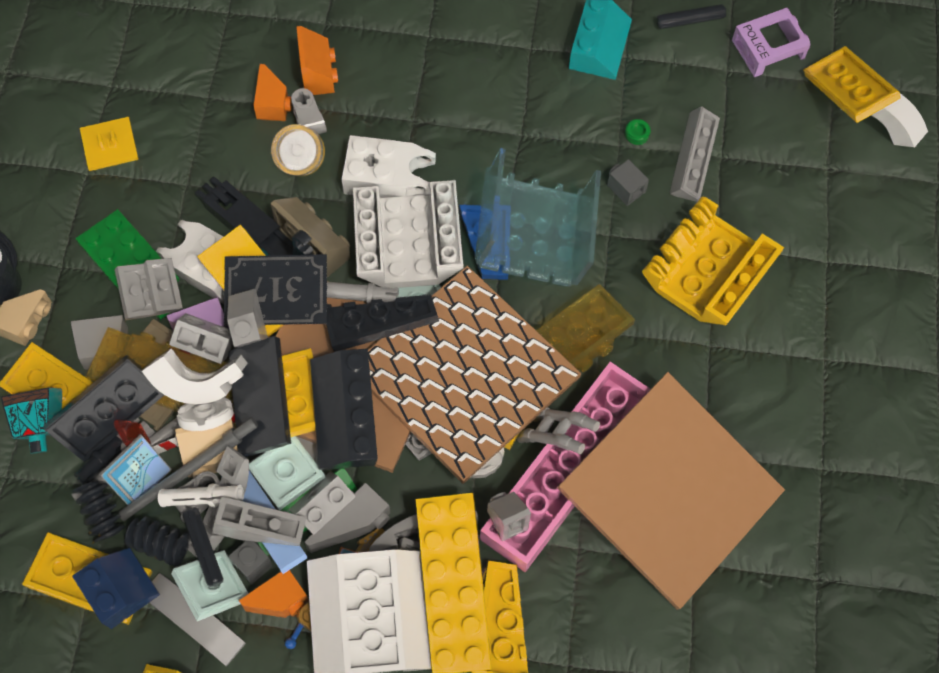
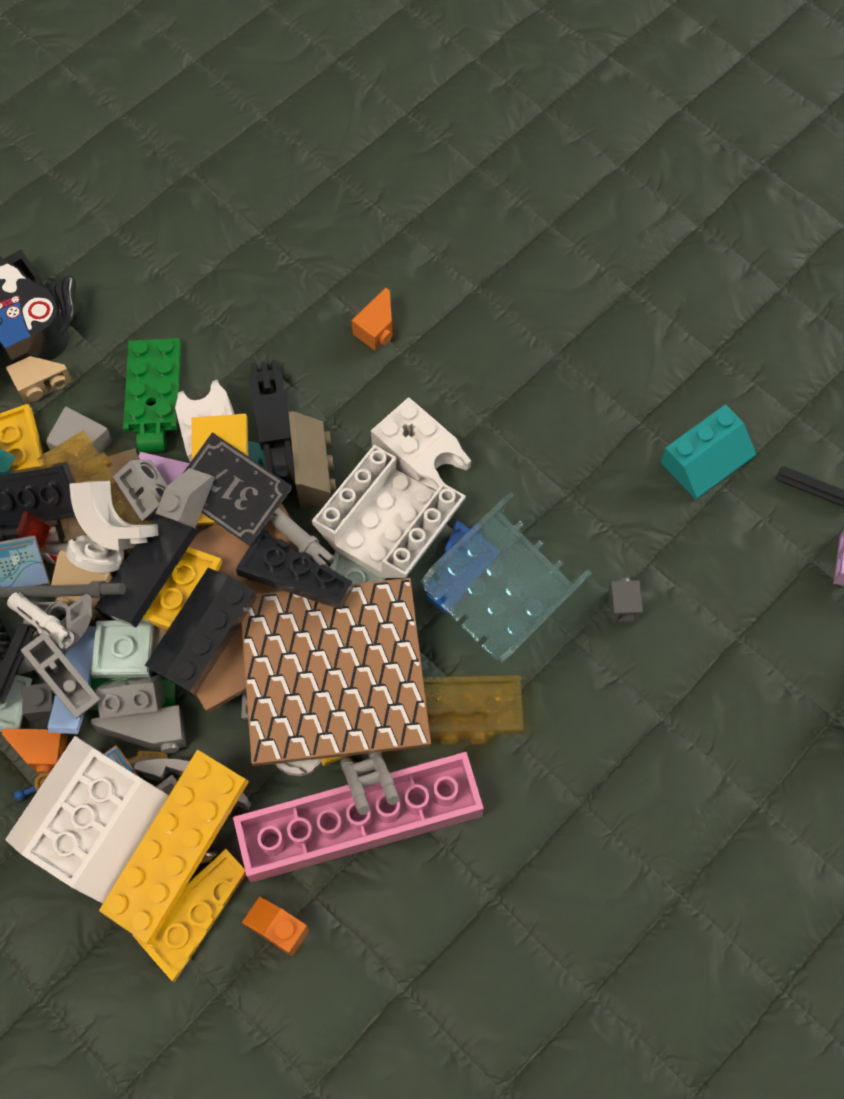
camera: 40 degrees right, 0 degrees up
(108, 143) = (219, 279): yellow piece -> none
(148, 289) = (142, 420): light grey slope -> none
(297, 150) = (358, 382): clear piece -> none
(307, 114) = (393, 356): light grey piece -> none
(316, 62) = (434, 314): orange slope -> none
(508, 515) = (258, 821): light grey slope -> none
(571, 587) = (276, 926): none -> orange slope
(637, 132) = (675, 561): green tile -> none
(671, 490) = (429, 908): medium nougat tile -> none
(695, 154) = (713, 618): light grey slope -> none
(710, 265) = (637, 729): yellow slope -> none

